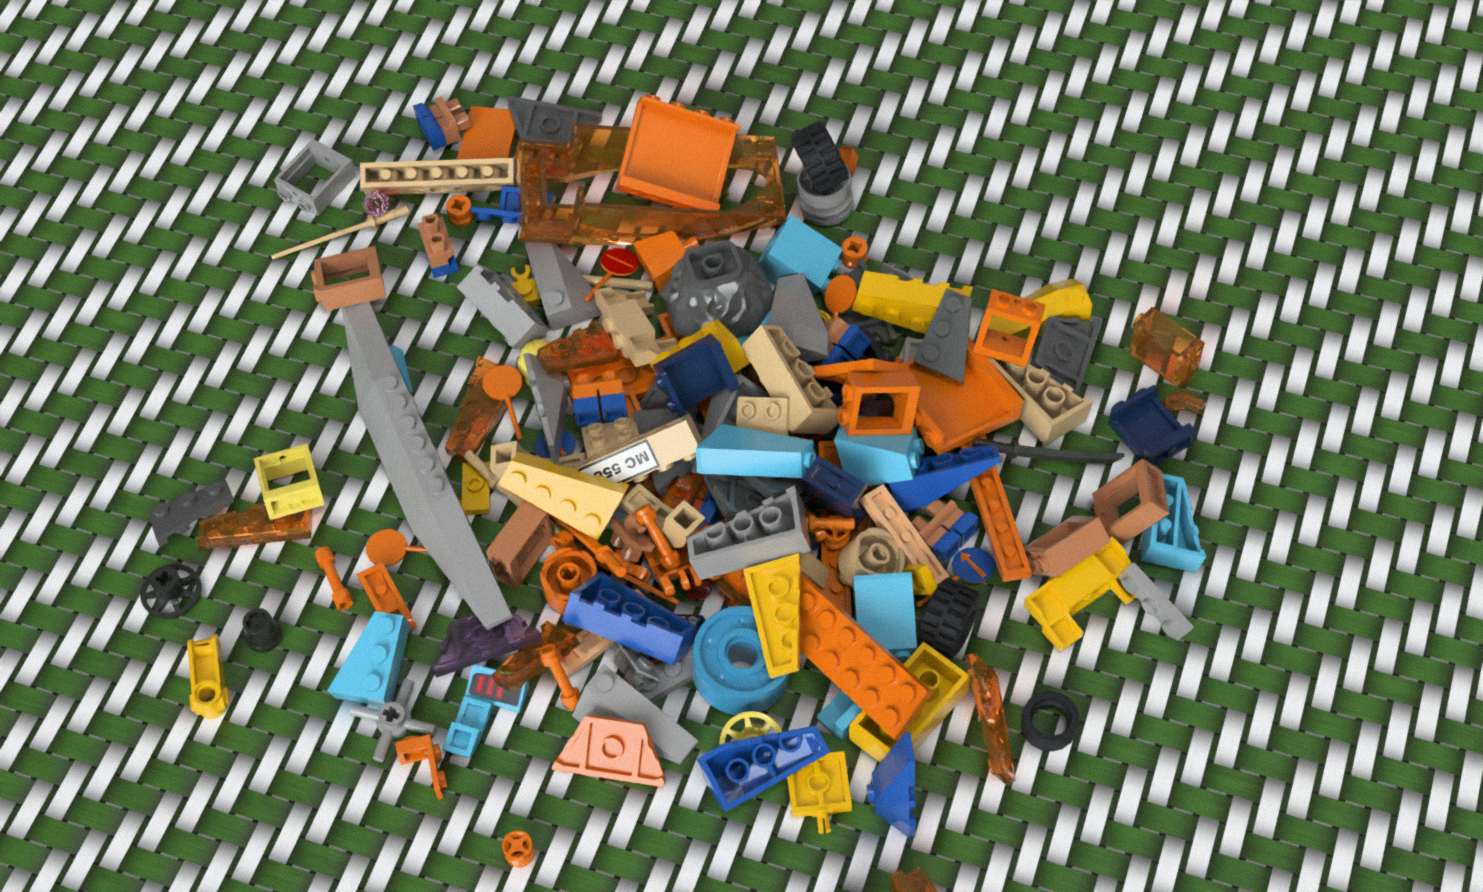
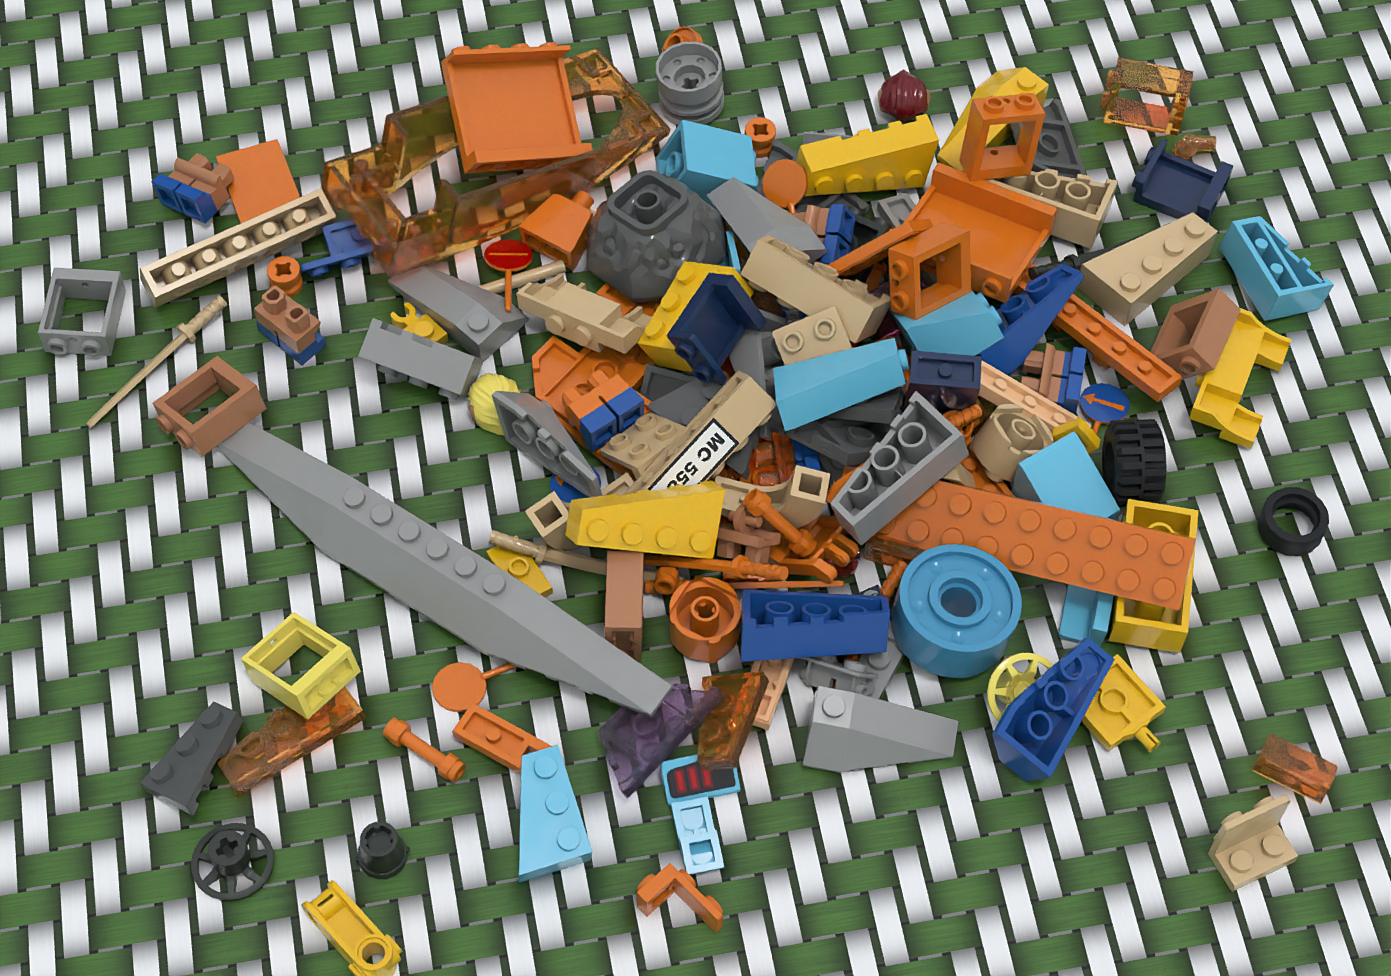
camera: 35 degrees left, 0 degrees up
(372, 207) = (192, 310): clear pink cone -> none
(397, 727) = (598, 874): light grey bar -> none
(477, 414) = (464, 476): clear orange wing -> none
(502, 384) = (477, 442): orange piece -> none
(518, 842) = (850, 928): orange wheel -> none
(547, 121) = (321, 137): dark grey wing -> none
(551, 657) = (760, 709): orange bar -> none
(578, 351) = (545, 365): clear orange wing -> none
(612, 751) = (878, 778): wing -> none
(776, 608) = (964, 527): yellow wing -> none
(820, 156) = (683, 42): black tyre -> none
(894, 787) = (1209, 659): blue wedge -> none
(947, 337) = (936, 176): dark grey wing -> none
(982, 267) = (903, 96): none -> dark red hair
(992, 717) = (1230, 540): clear orange wing -> none
(1067, 478) = (1147, 267): none -> tan wedge
(1140, 479) = (1211, 247): nougat window -> none
(1155, 602) = (1314, 351): light grey plate -> none

